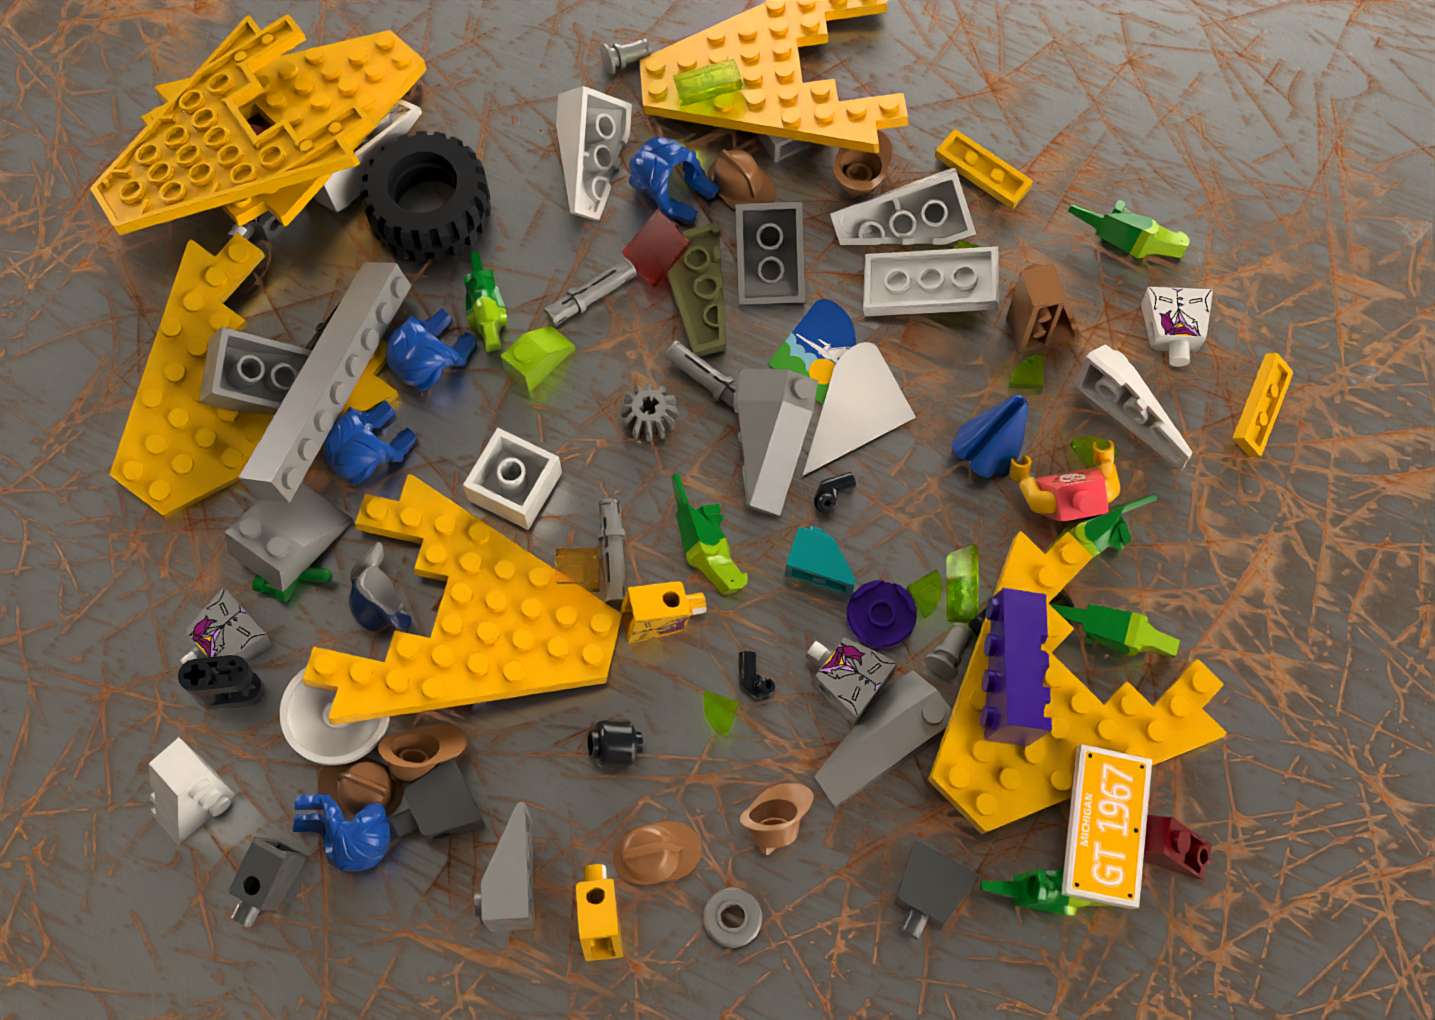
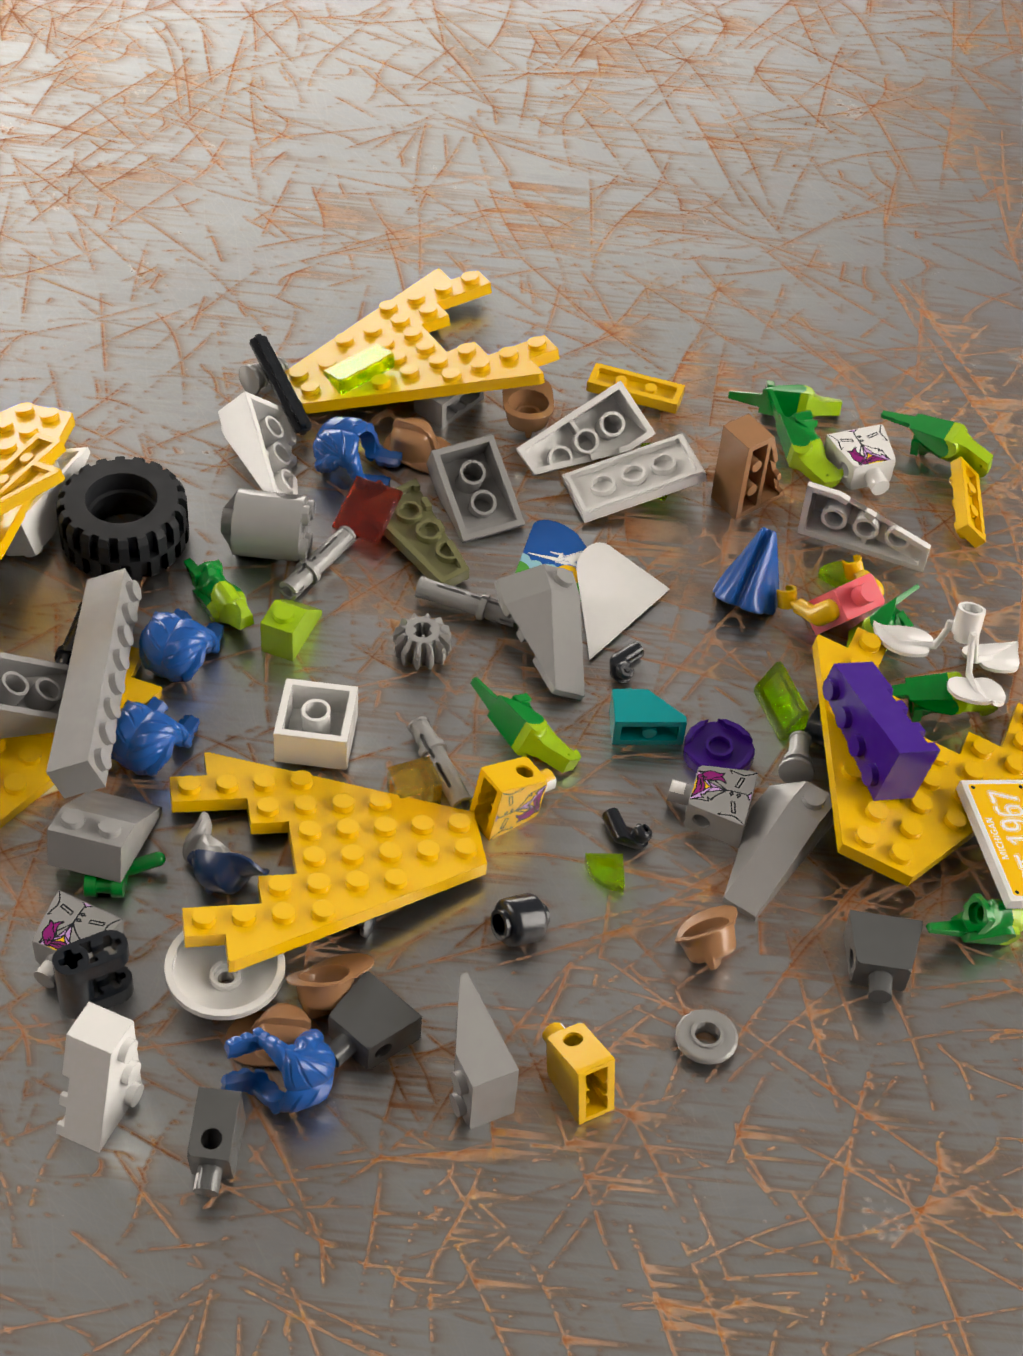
camera: 25 degrees left, 20 degrees down
(555, 243) = (268, 525): none -> light grey cylinder
(630, 76) = (280, 384): none -> black axle
(657, 853) = (605, 1005): medium nougat piece -> none
(926, 592) = (752, 719): clear neon green tile -> none
(1028, 374) = (750, 529): clear neon green tile -> none
(1123, 291) = (803, 446): none -> animal
(1199, 595) = (966, 630): none -> white plant
(1269, 325) = (943, 439): none -> animal

